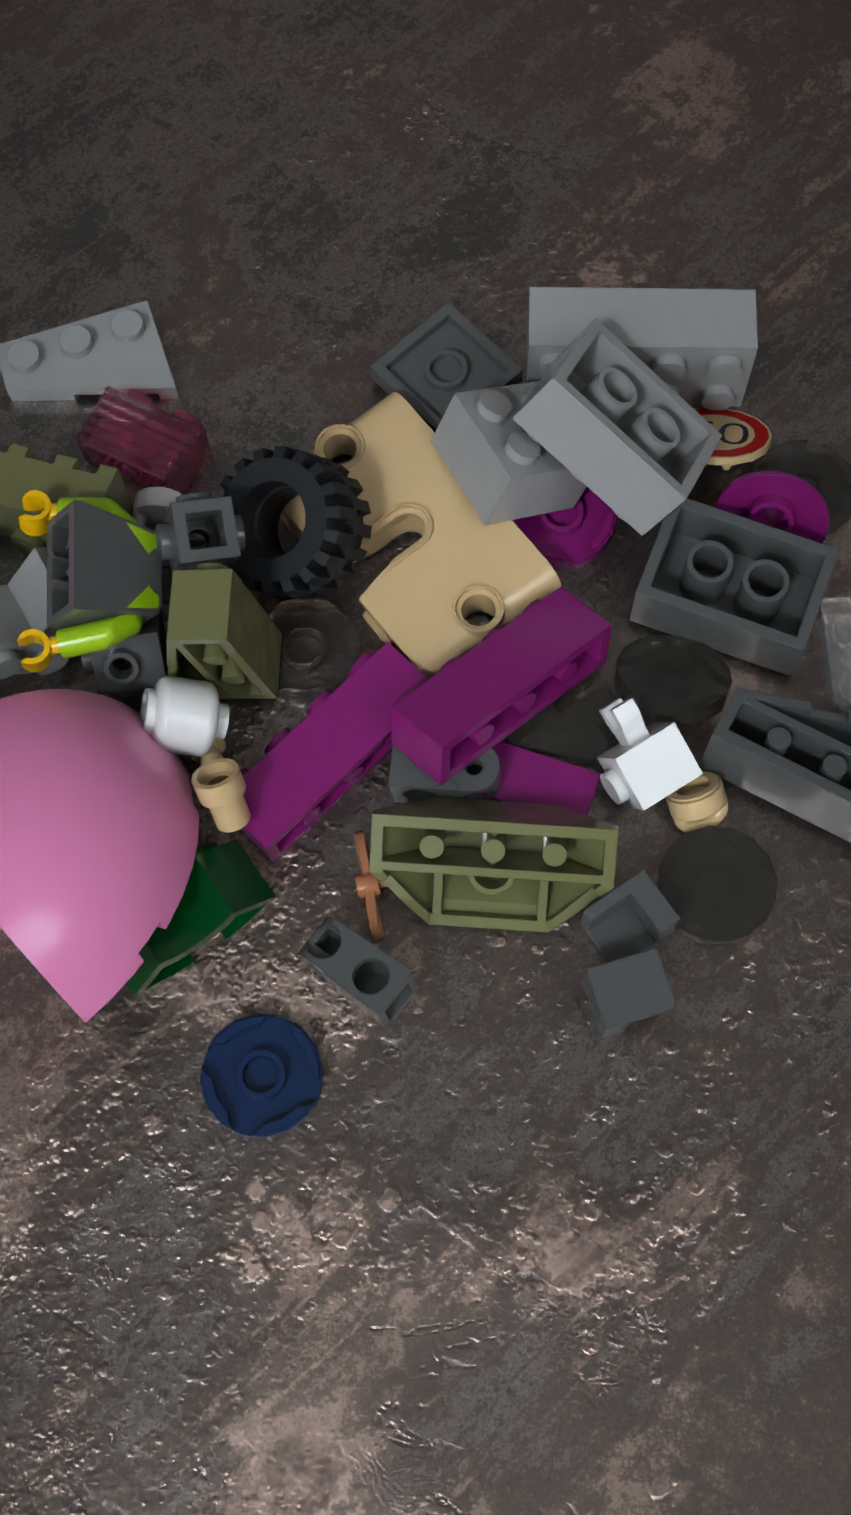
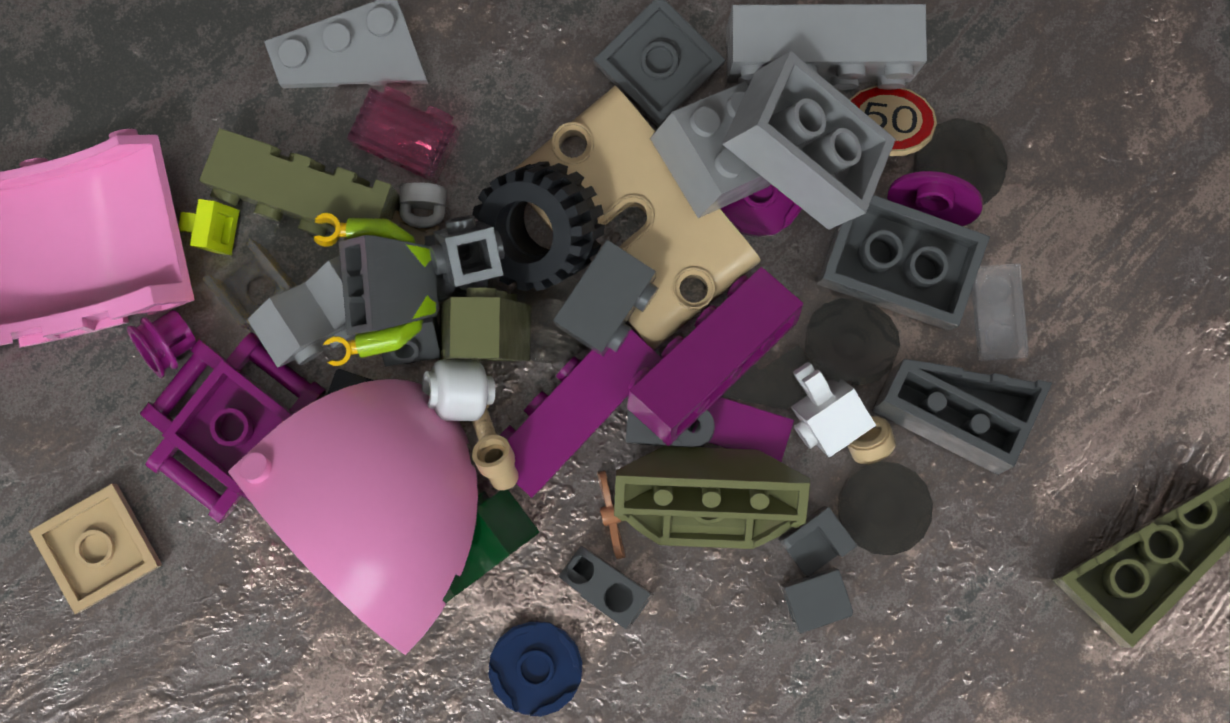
camera: 10 degrees left, 15 degrees up
(369, 609) = (606, 299): none -> dark grey brick

